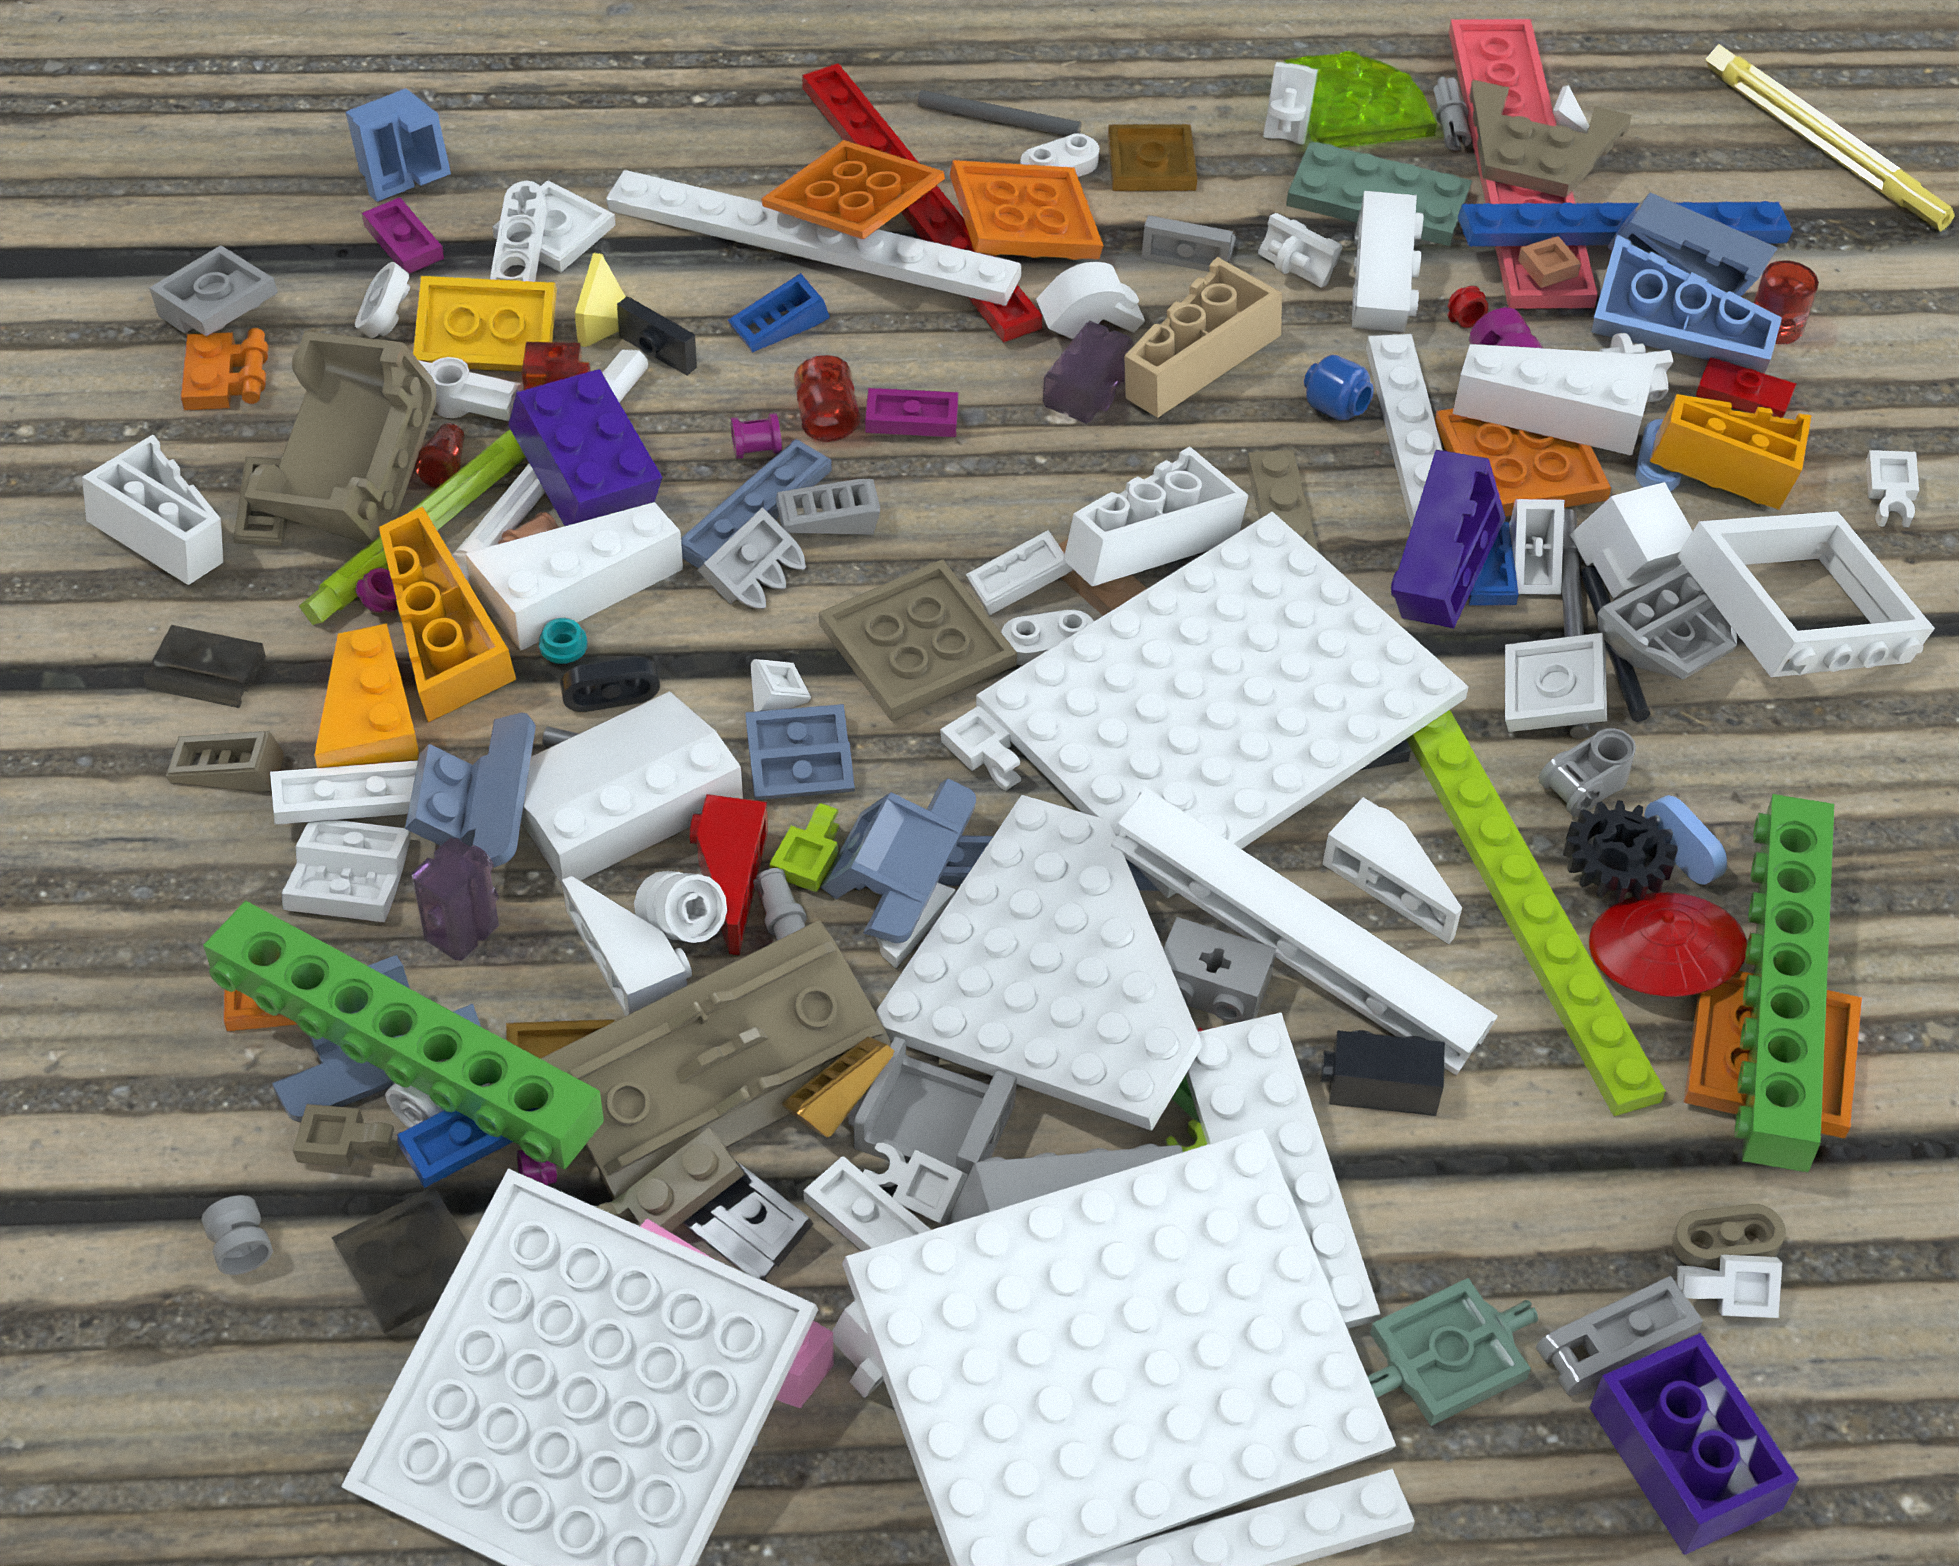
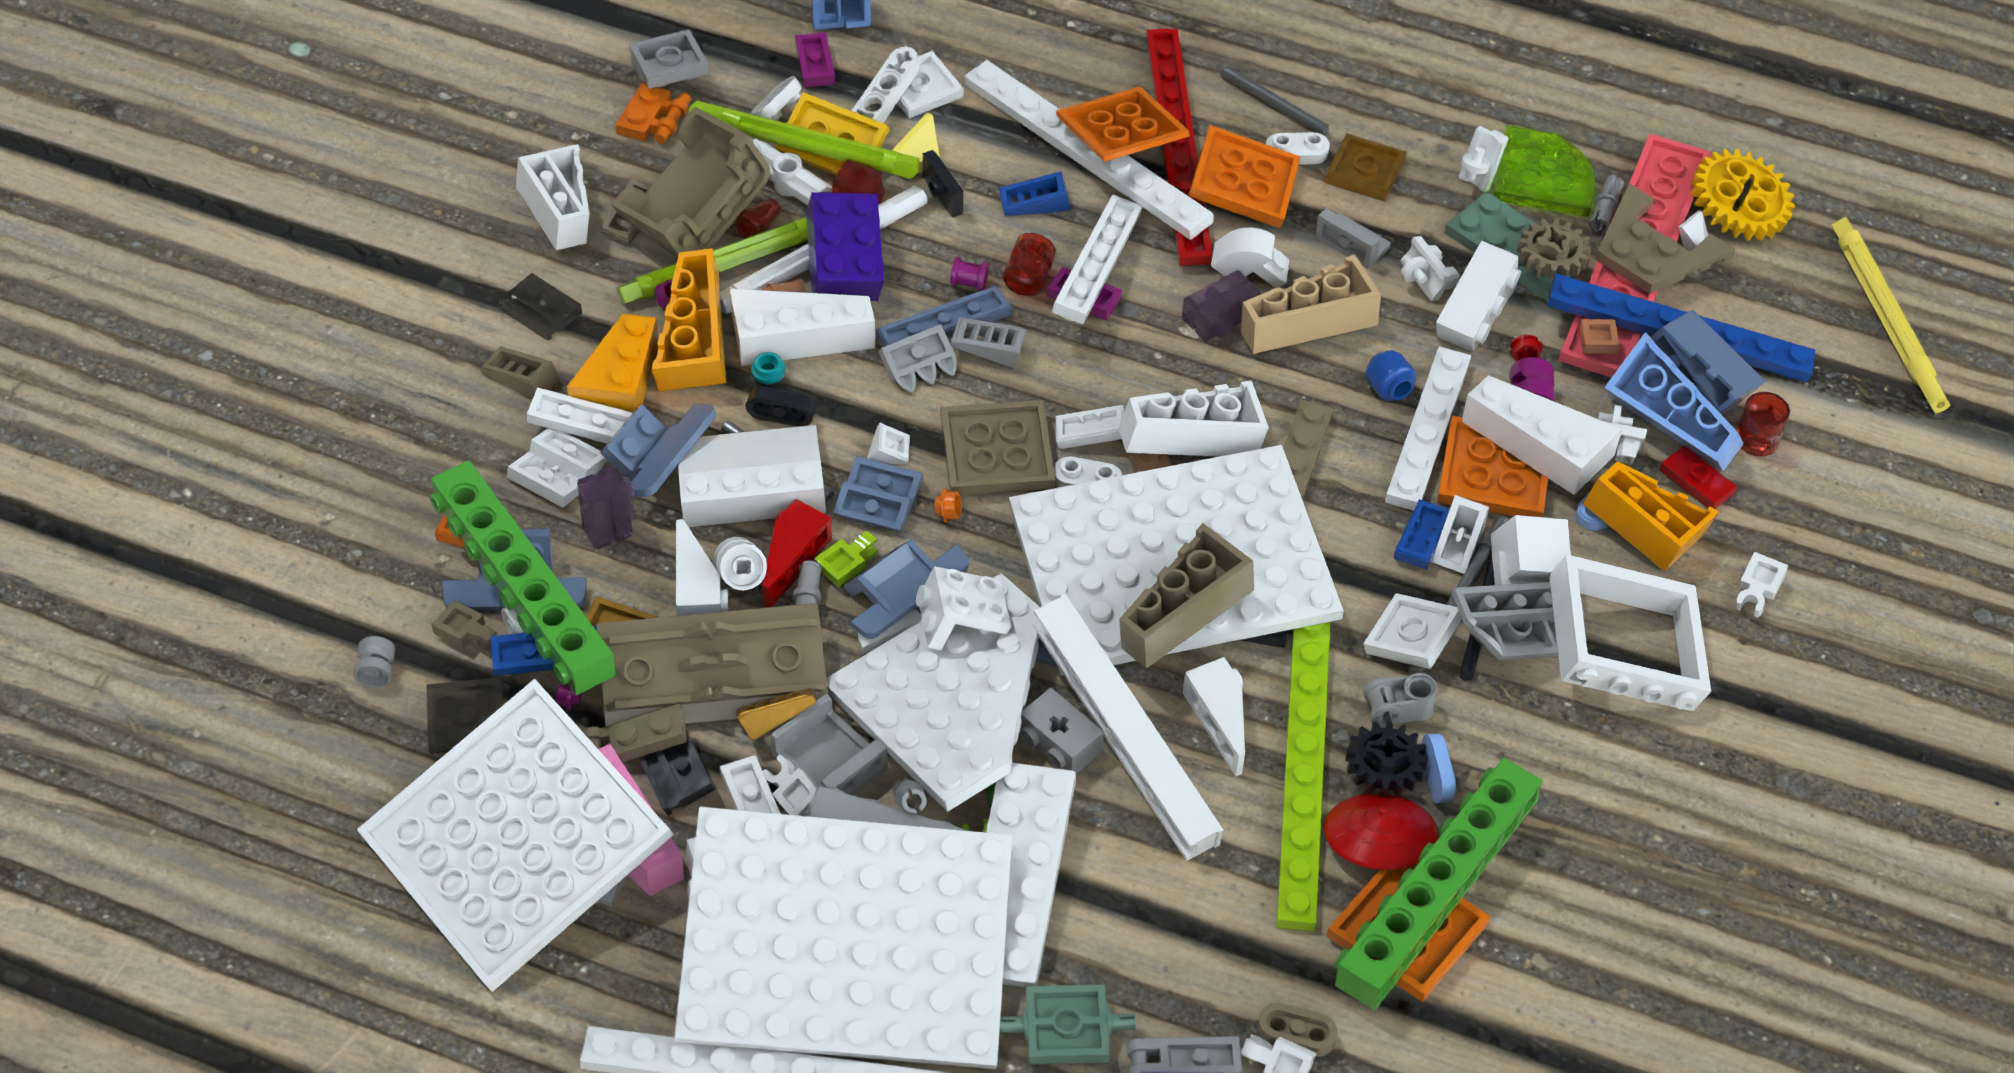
camera: 25 degrees right, 0 degrees up
(477, 332) = (814, 141): none -> lime piece
(898, 734) = (948, 505): none -> orange plate
(912, 365) = (1097, 259): none -> white plate
(981, 740) = (998, 529): white plate -> none
(999, 848) = (963, 600): none -> white bracket
(1082, 1128) = (918, 797): none -> light grey pin
(1291, 729) = (1187, 596): none -> dark tan wedge
(1385, 1072) = (1133, 838): black brick -> none
(1439, 178) = (1551, 249): none -> dark tan gear
(1448, 539) = (1392, 506): dark purple wedge -> none
(1593, 55) = (1763, 208): none -> yellow gear

